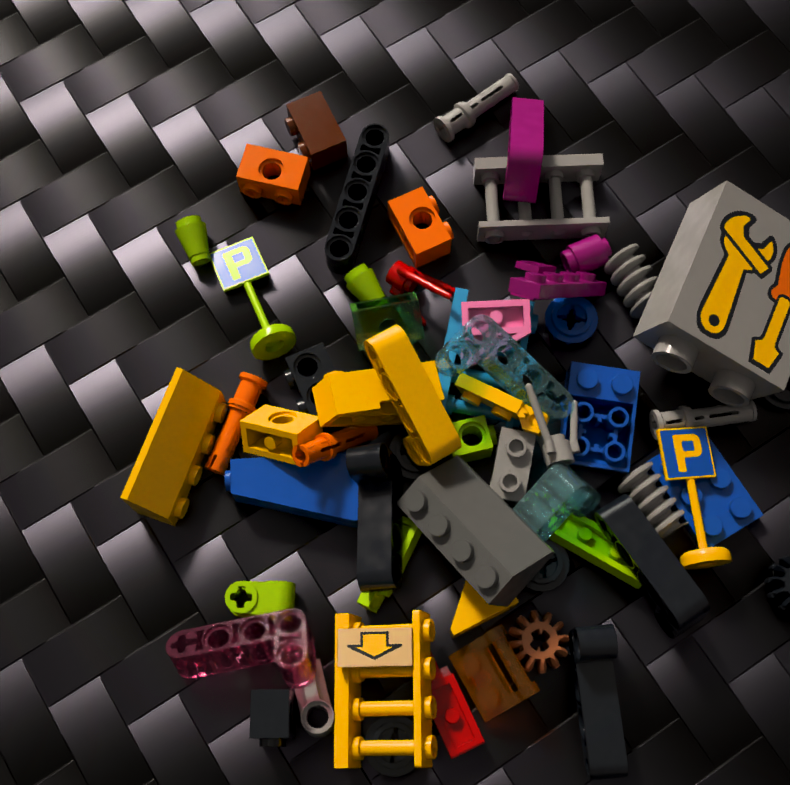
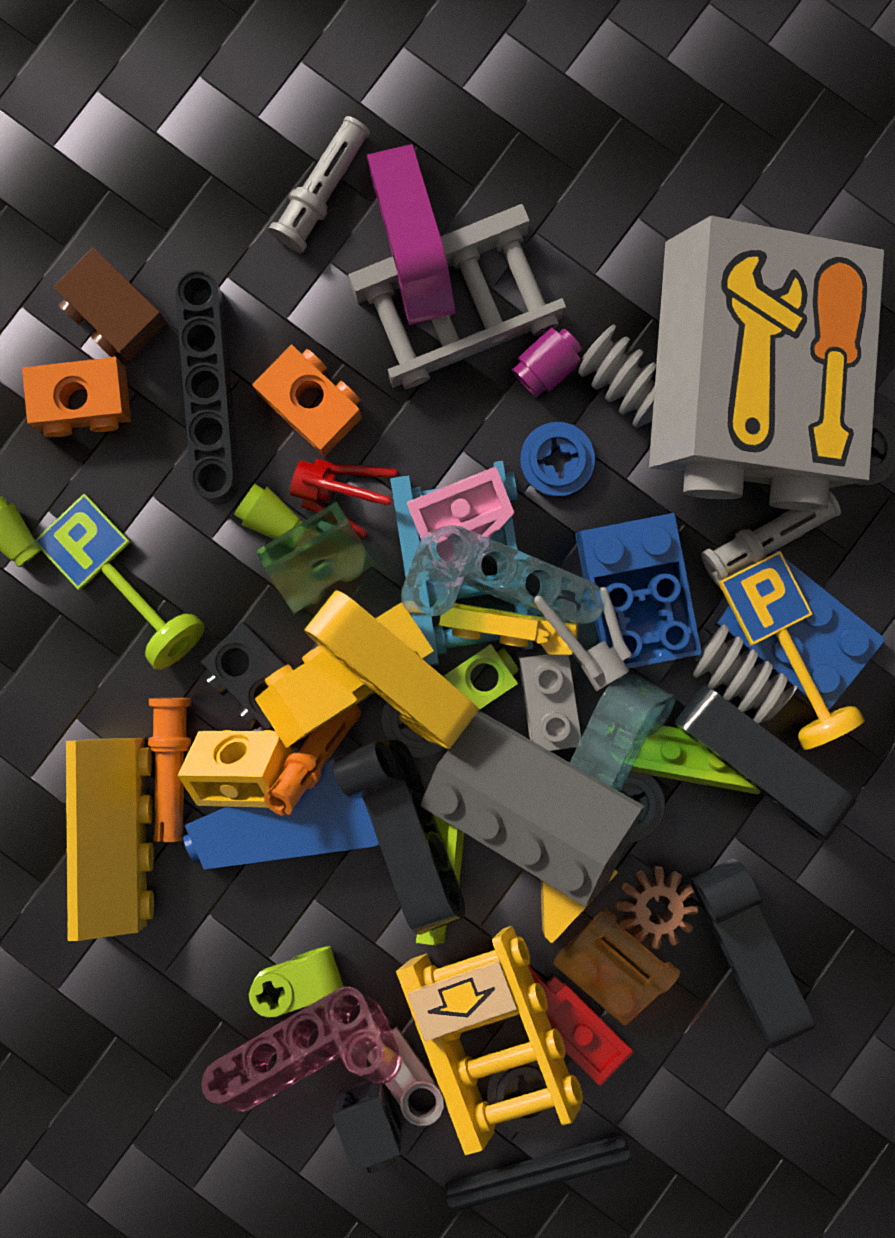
camera: 20 degrees left, 15 degrees up
(545, 284) = (521, 443): magenta plate -> none

